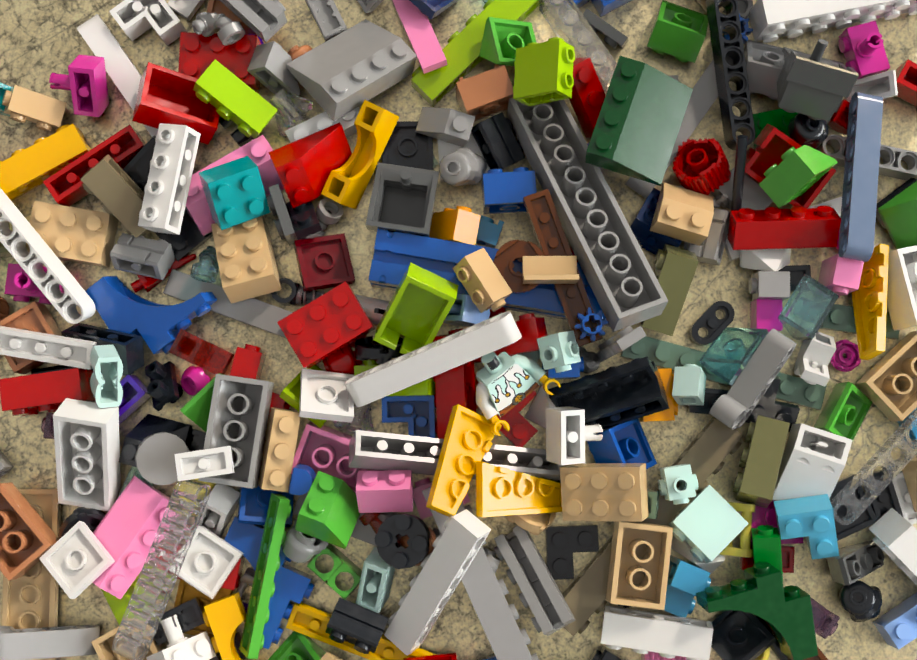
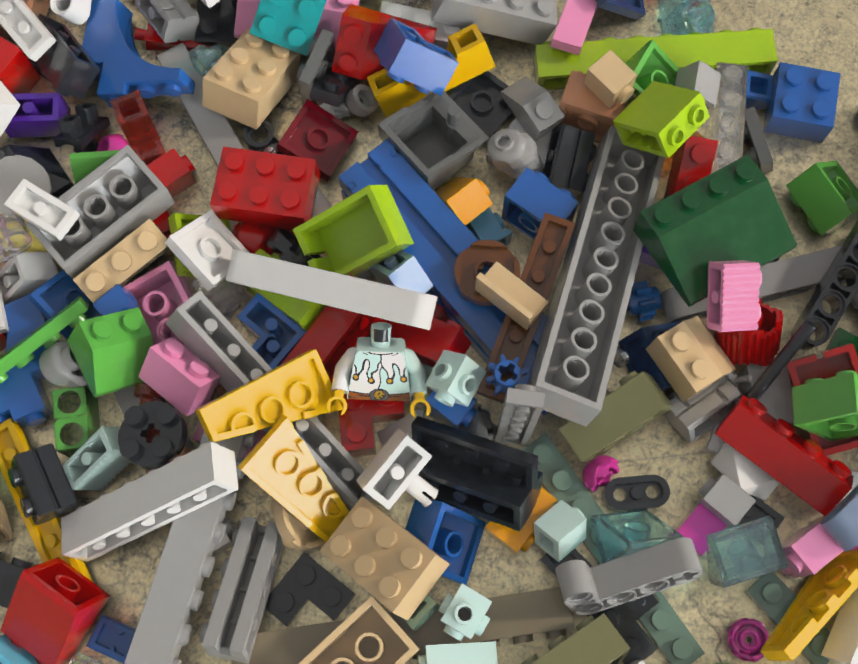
camera: 45 degrees right, 10 degrees down
(106, 376) = (35, 66): light aqua brick -> none
(347, 160) = (414, 59): none -> brick
(482, 281) = (439, 255): tan brick -> none
(490, 71) = (610, 79): none -> tan brick
(540, 24) = (701, 78): none -> light grey brick
(623, 196) = (644, 301): none -> blue gear
(681, 329) = (599, 471): none -> dark pink plate
(683, 157) = (733, 295): none -> bright pink brick
(814, 359) = (714, 614): white brick -> none

